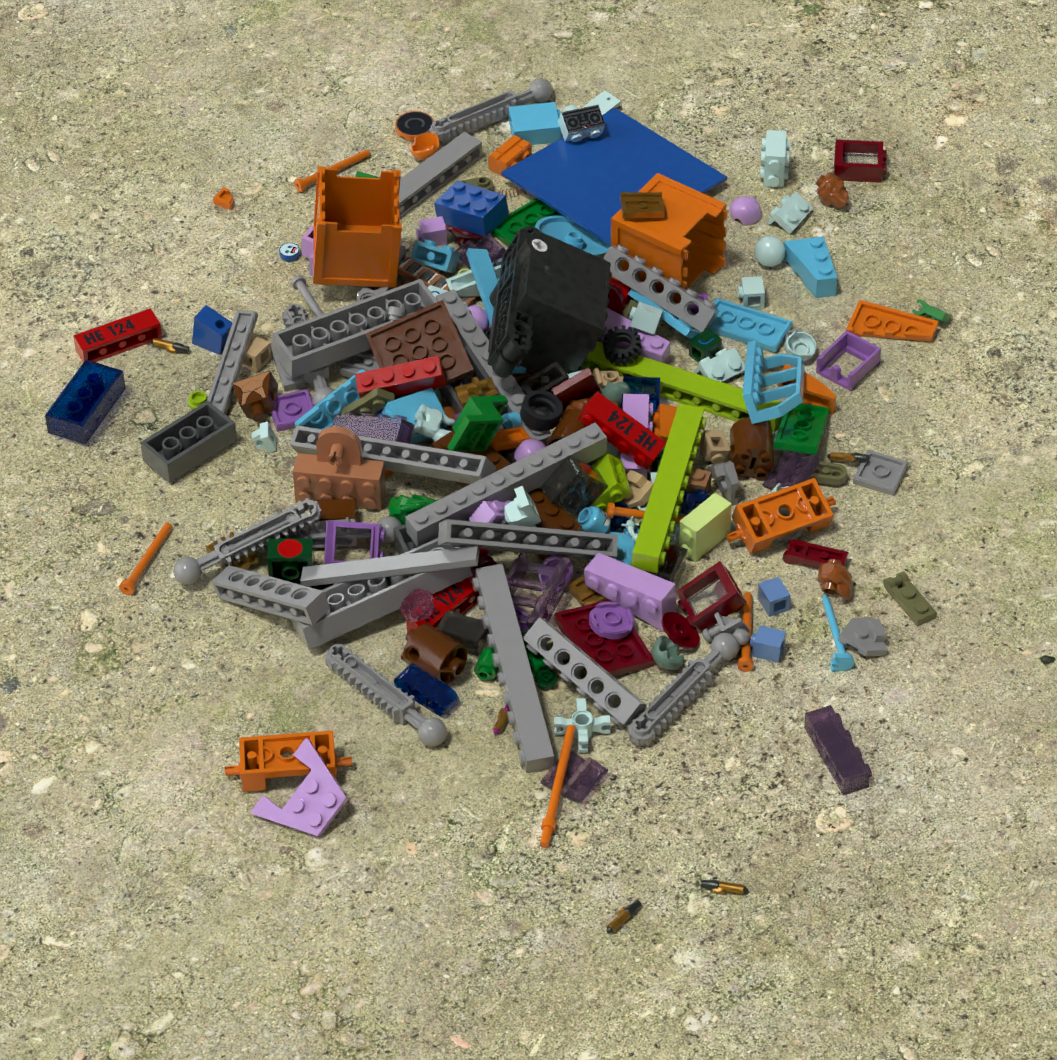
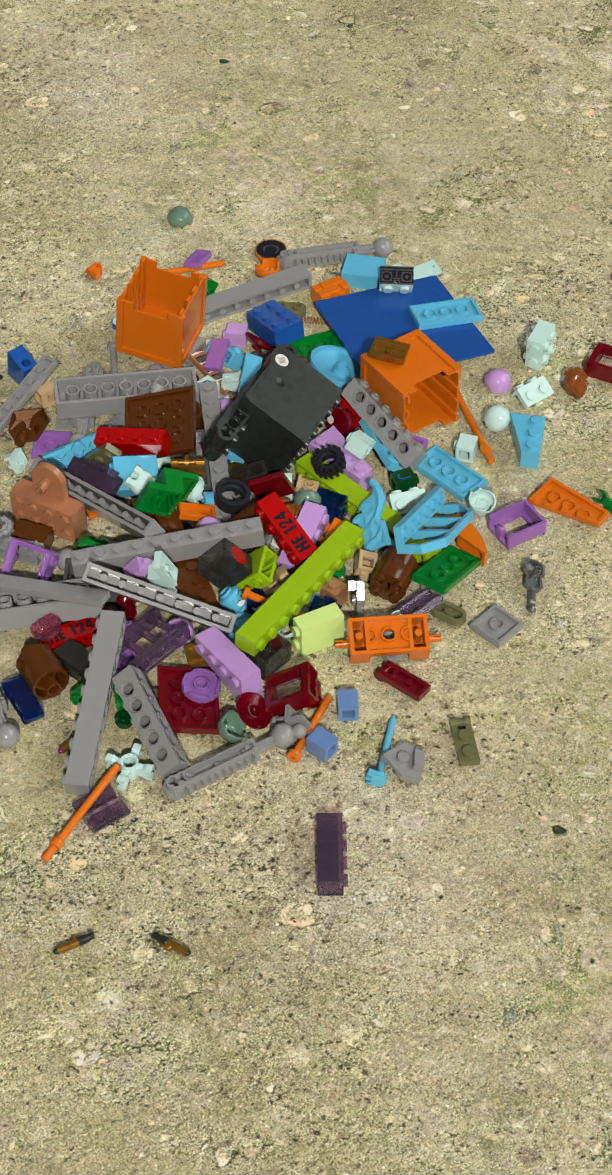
camera: 20 degrees right, 0 degrees up
(287, 111) = (179, 216): none -> sand green hair
(338, 155) = (197, 258): none -> medium lavender tile
(431, 259) = (217, 354): none -> medium lavender tile
(653, 149) = (445, 313): none -> medium azure tile
(697, 394) = (376, 529): none -> medium azure piece
(770, 287) = (484, 447): none -> orange bar
(835, 578) = (407, 705): dark orange head -> none
(852, 457) = (475, 605): pearl gold piece -> none
(893, 408) = (534, 572): none -> flat silver piece

